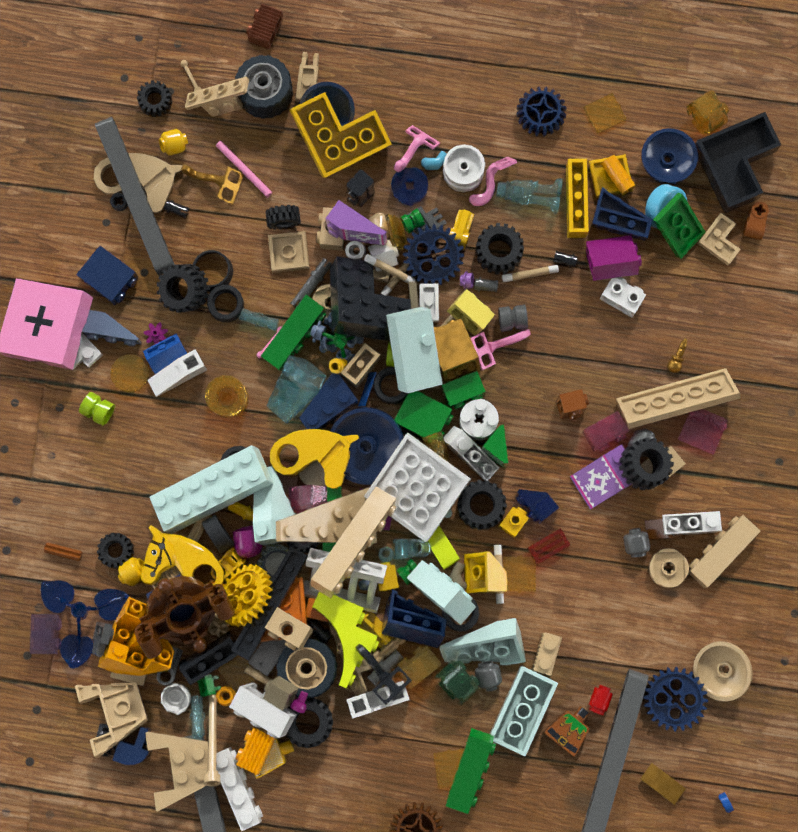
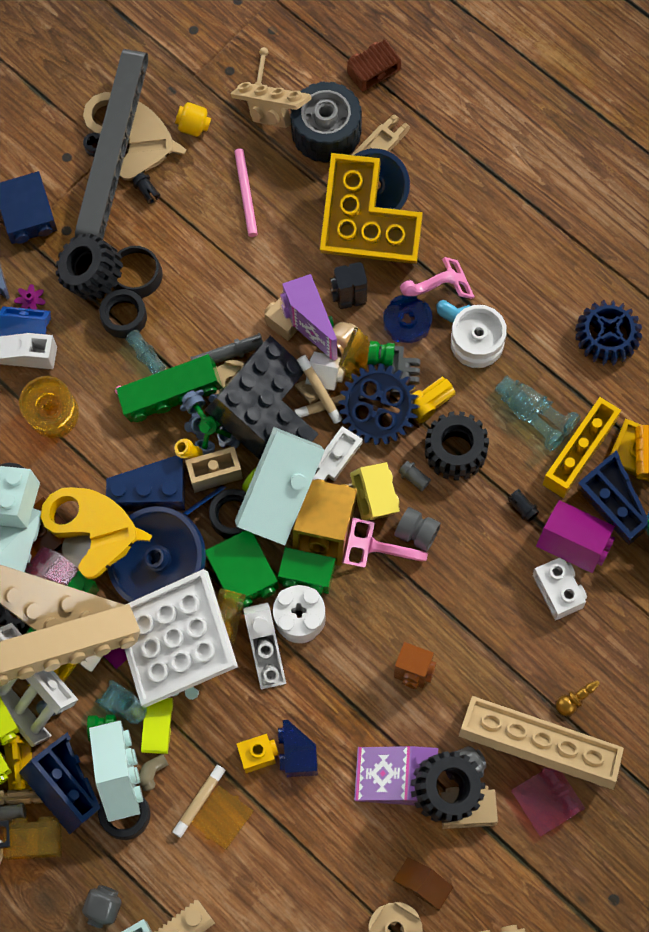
camera: 35 degrees right, 10 degrees down
(154, 88) = (206, 55): black tyre -> none
(221, 181) = (212, 188): pearl gold piece -> none
(282, 217) = (247, 263): black tyre -> none
(288, 252) = (229, 305): tan tile -> none
(295, 388) = (127, 445): clear light blue slope -> none
(350, 247) = (296, 340): white brick -> none
(386, 559) = (96, 693): clear light blue pin -> none
(390, 581) = (74, 719): yellow brick -> none
(413, 294) = (327, 432): dark tan tile -> none
(457, 681) = (60, 886): clear green brick -> none
(467, 280) = (397, 457): medium lavender plate -> none
(481, 199) = (477, 383): bright pink piece -> none
(484, 573) = (180, 788): yellow slope -> none
(491, 491) = (224, 689): black tyre -> none
(494, 643) = (135, 872): light aqua wedge -> none
(496, 447) = (297, 653): green slope -> none
(530, 273) = (473, 496): tan bar -> none
(535, 554) = (276, 819): clear red tile -> none
(606, 431) = (432, 724): clear pink brick -> none
(636, 542) = (378, 874): dark grey head -> none
(692, 523) = (456, 895): white slope -> none

